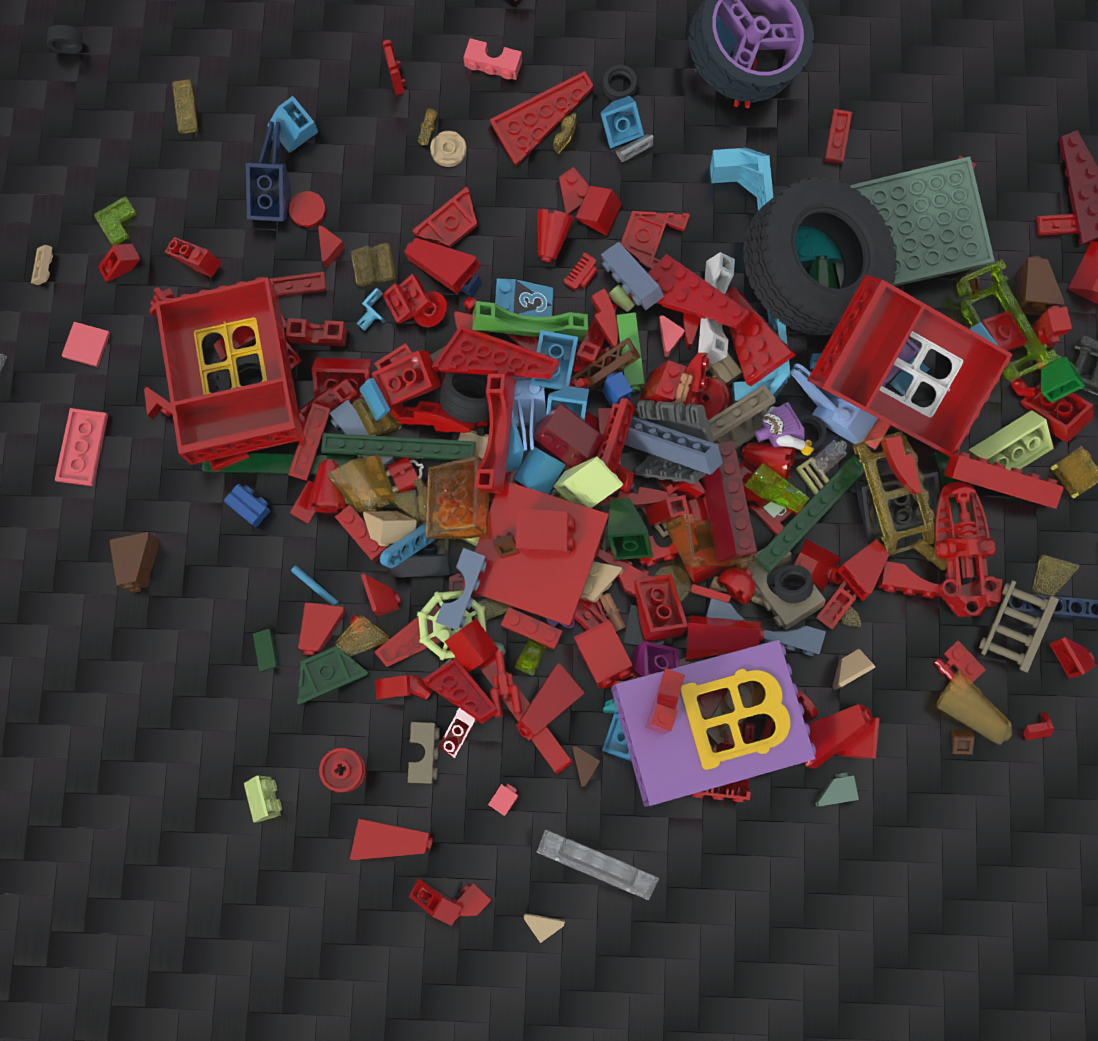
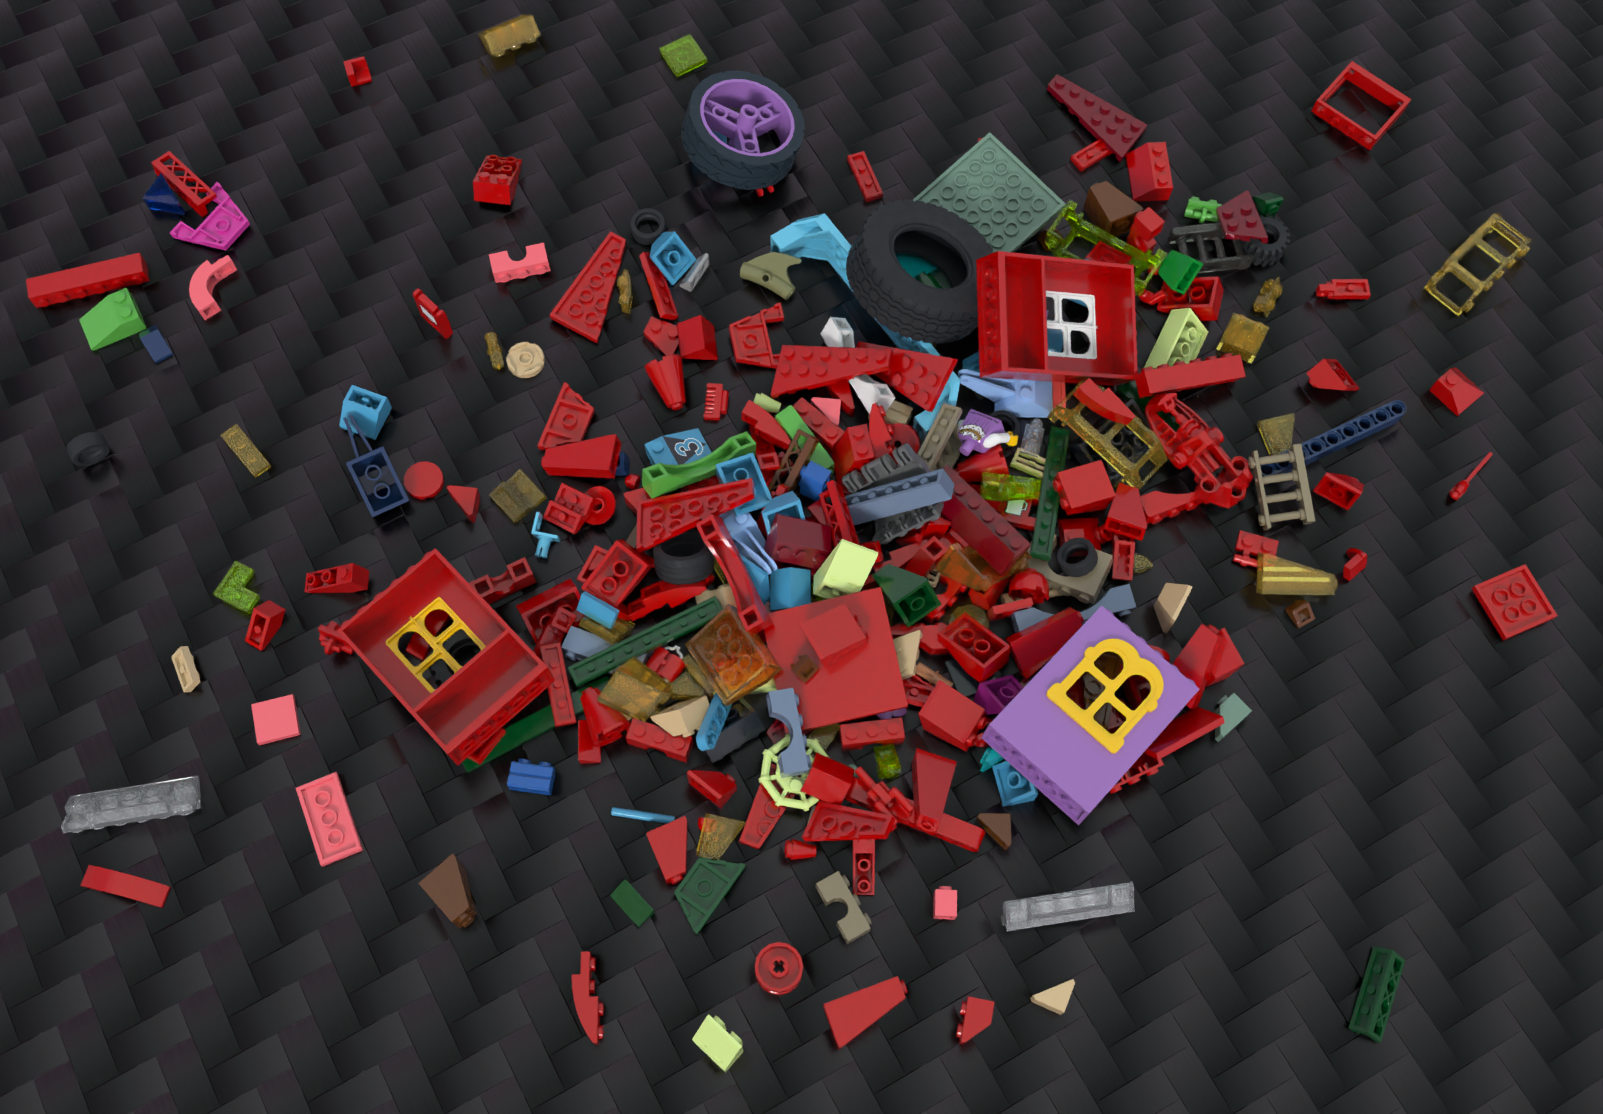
camera: 40 degrees left, 10 degrees down
(156, 403) = (382, 732): red slope -> none
(183, 709) = (587, 1007): none -> red slope
(299, 284) = (463, 546): red tile -> none
(393, 687) = (776, 863): red slope -> none
(435, 902) = (944, 1035): red slope -> none
(594, 146) = (659, 288): none -> red plate
(632, 276) = (765, 378): sand blue brick -> none
(652, 341) = (819, 424): none -> red arch
(665, 703) = (1048, 719): red arch -> none
(683, 388) = (877, 442): nougat axle -> none
(697, 182) = (771, 272): none -> olive pin
(787, 781) = (1183, 731): none -> red tile
(840, 527) = (1084, 488): none -> red slope
(929, 552) = (1171, 471): clear yellow axle -> none

